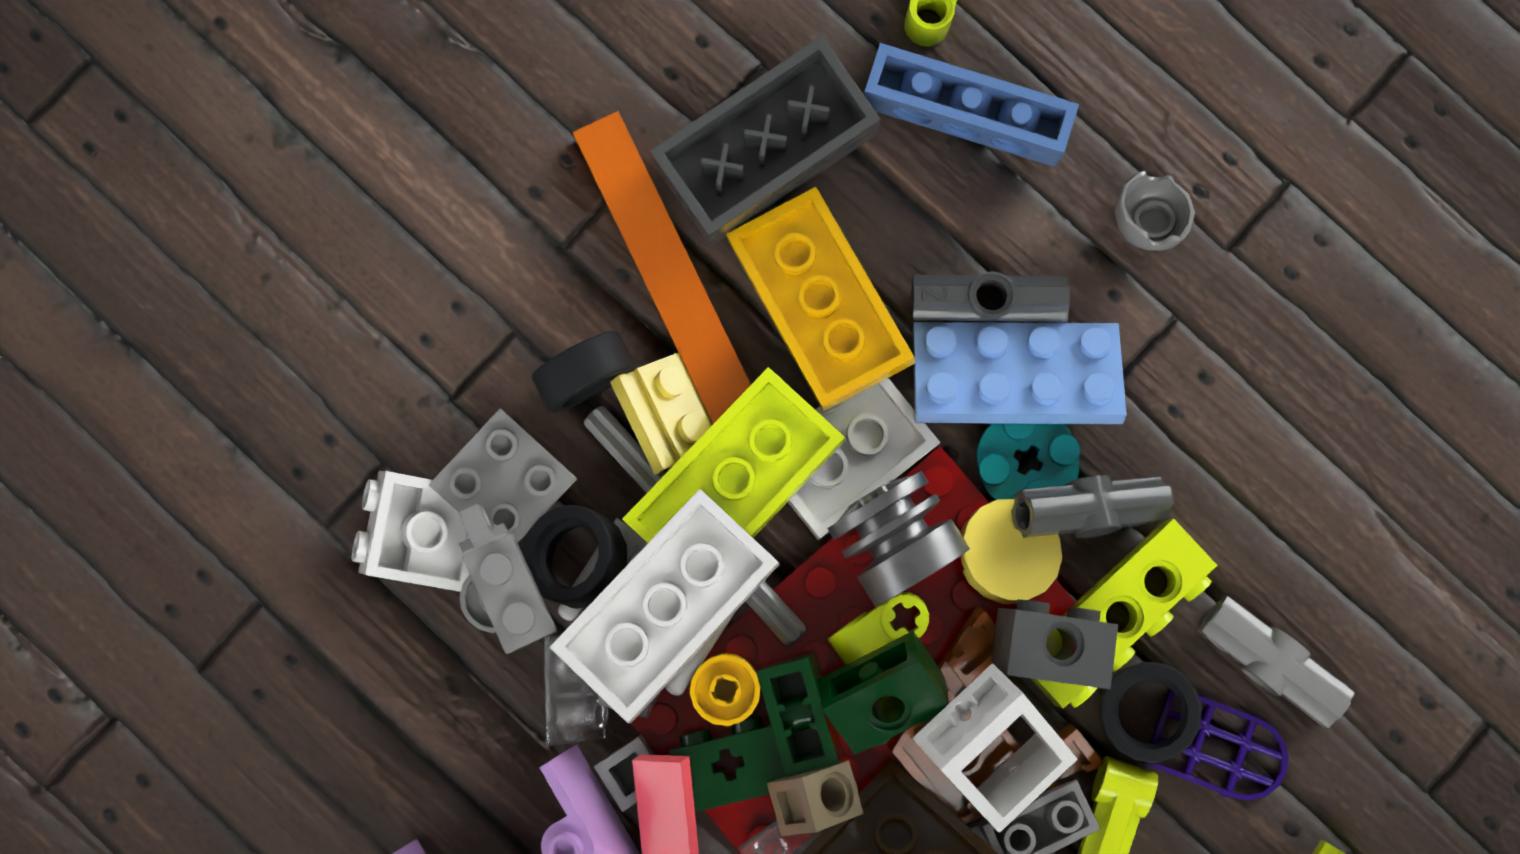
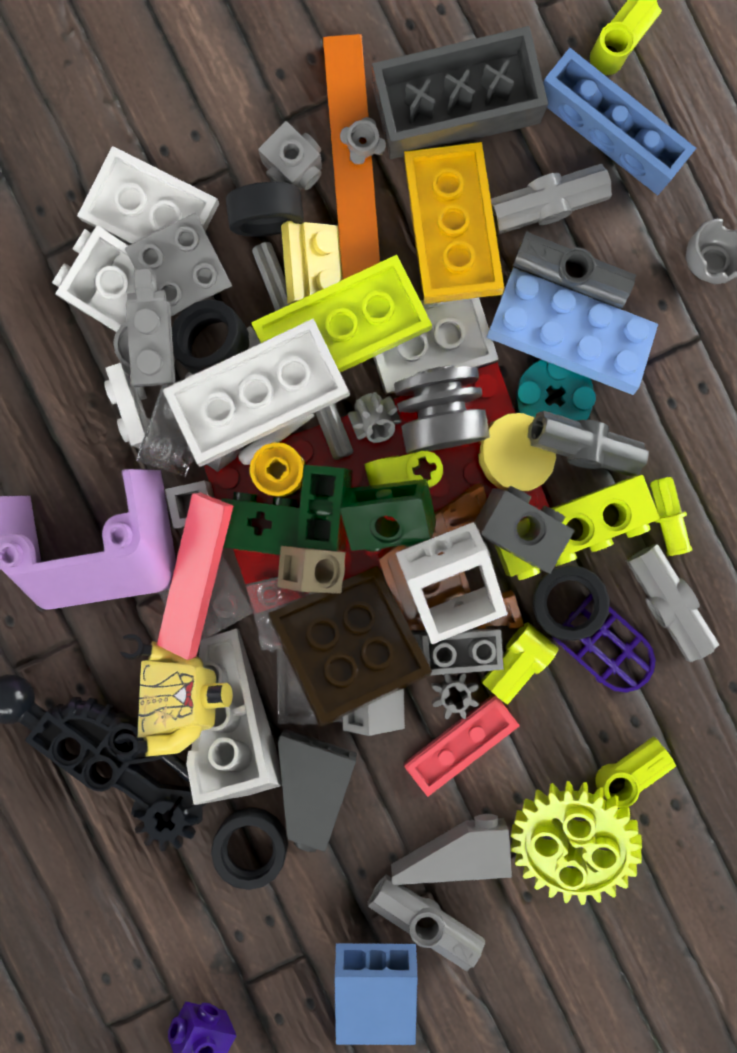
camera: 20 degrees right, 5 degrees up
(424, 416) = (138, 199): none -> white plate
(523, 699) = (128, 398): none -> white plate
(583, 281) = (291, 157): none -> light grey brick
(670, 225) = (360, 129): none -> light grey plate
(818, 577) = (374, 417): none -> light grey gear
(926, 222) = (551, 198): none -> light grey piece
(1230, 554) = (670, 516): none -> neon yellow axle

